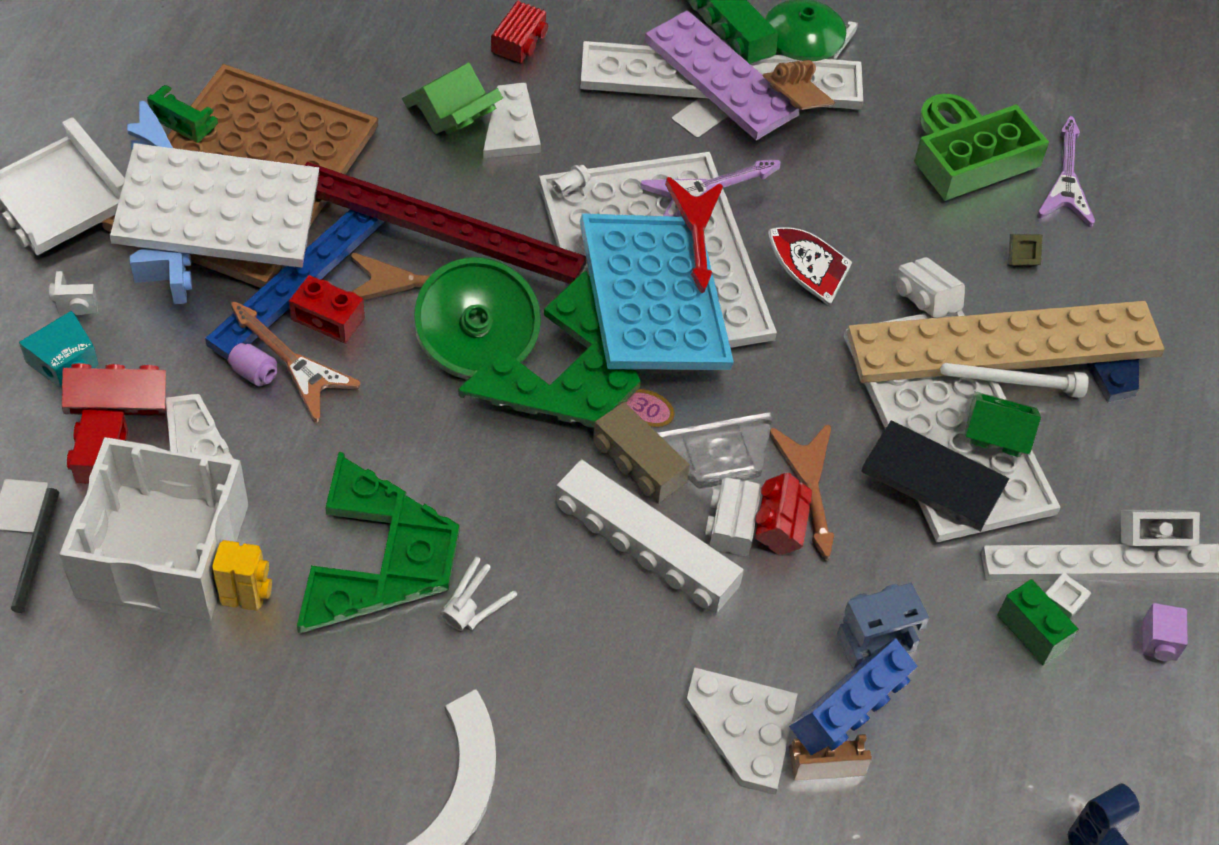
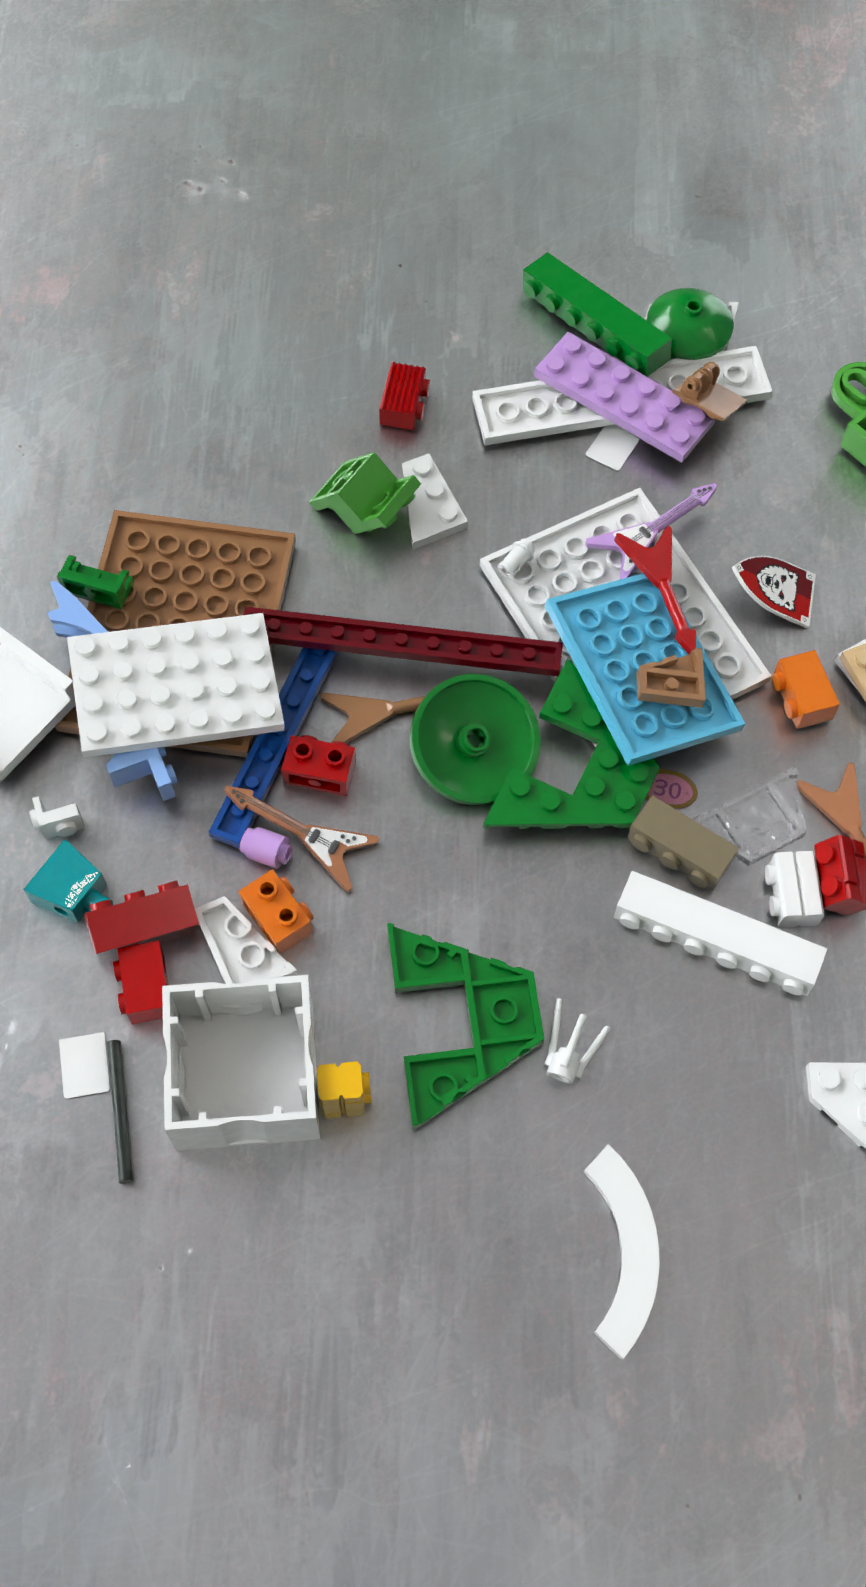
camera: 10 degrees left, 10 degrees up
(241, 418) = (276, 911): none -> orange brick
(673, 305) = (673, 680): none -> medium nougat wing
(803, 350) = (805, 689): none -> orange brick

